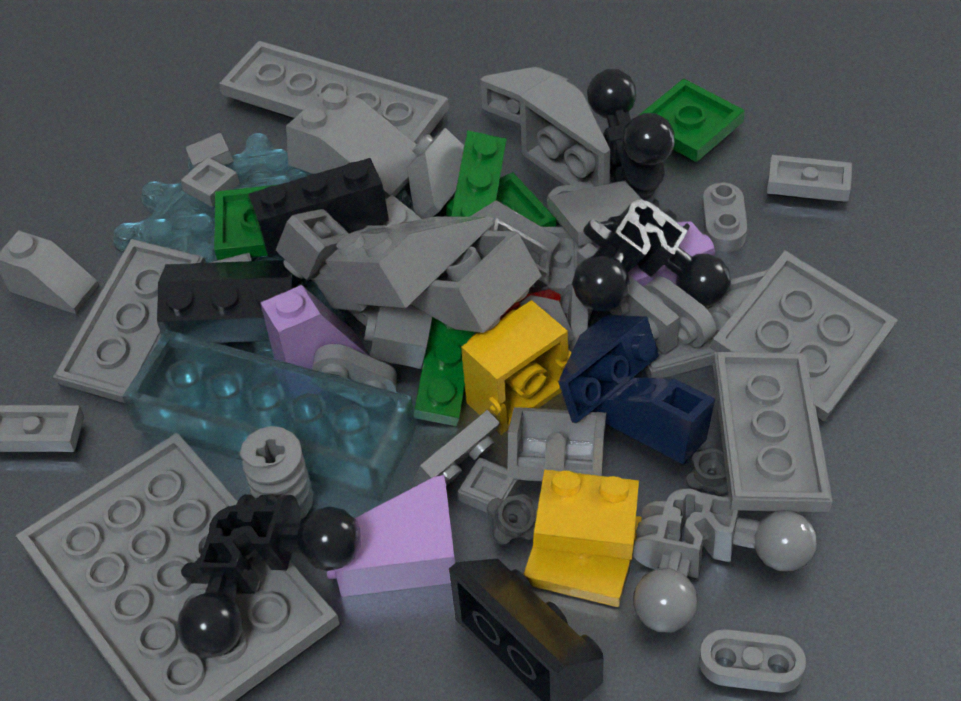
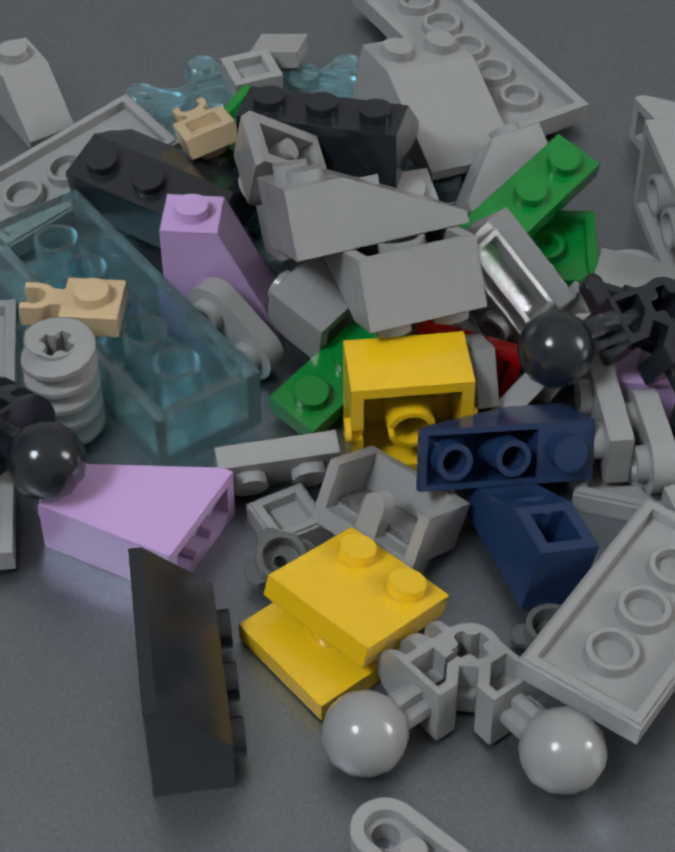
camera: 30 degrees right, 5 degrees down
(224, 242) = (204, 130): none -> tan plate
(251, 411) = (90, 300): none -> tan plate

